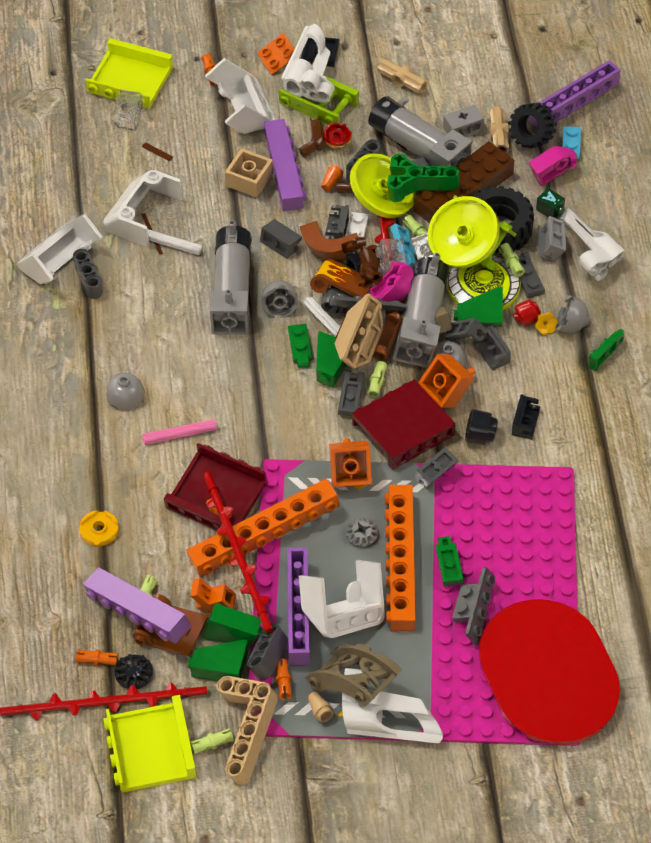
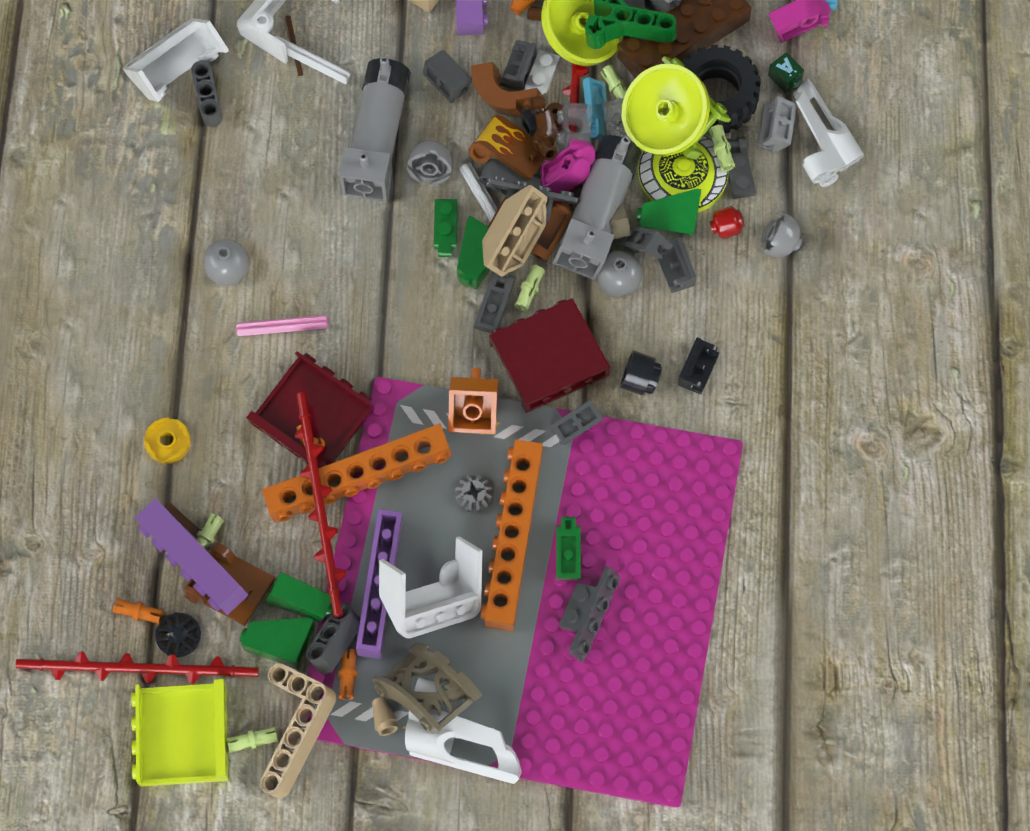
camera: 10 degrees right, 15 degrees up
(207, 596) = (283, 557): orange brick -> none
(446, 380) = (610, 306): orange piece -> none
(546, 323) = (748, 240): yellow plant -> none
(549, 671) = (660, 711): red tile -> none
(606, 348) = (815, 285): green hinge -> none

